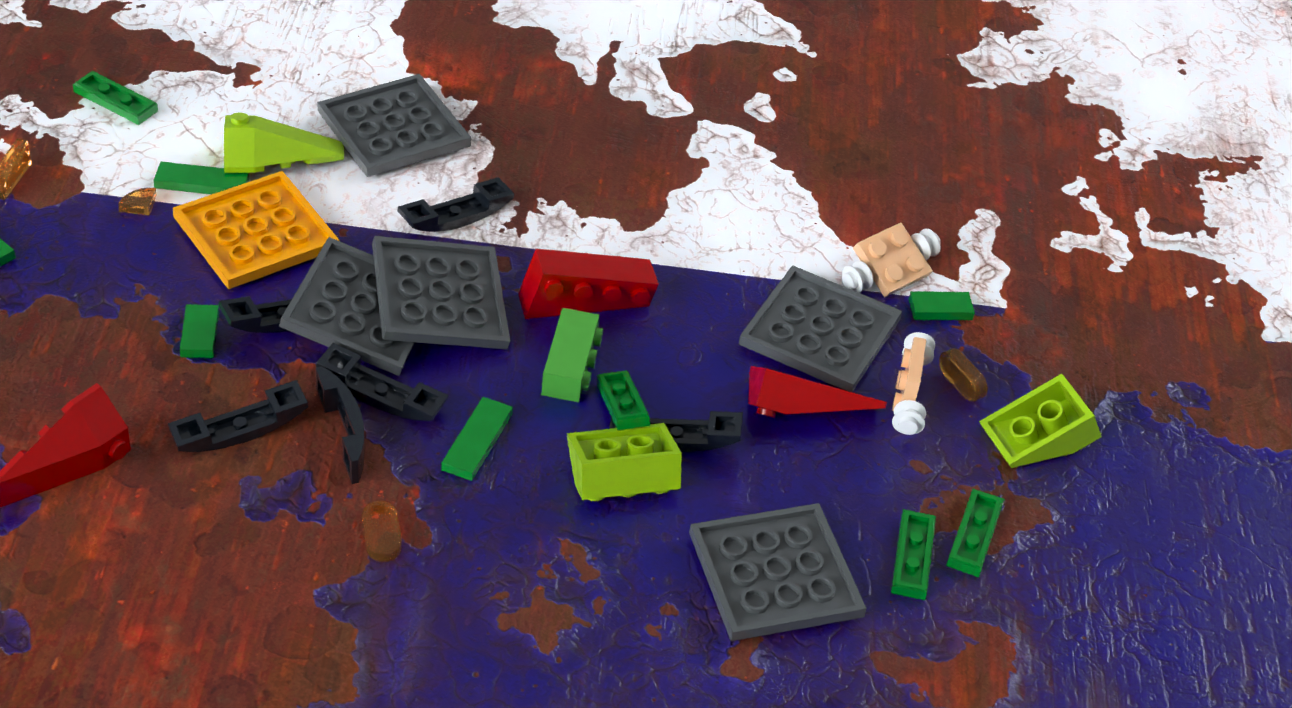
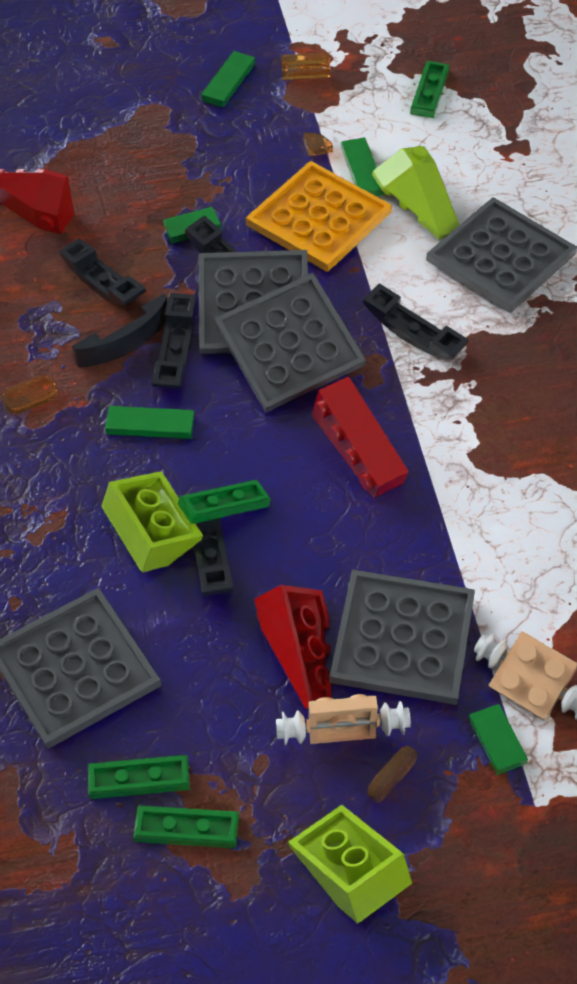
camera: 80 degrees right, 10 degrees up
(572, 355) = (269, 453): bright green brick -> none

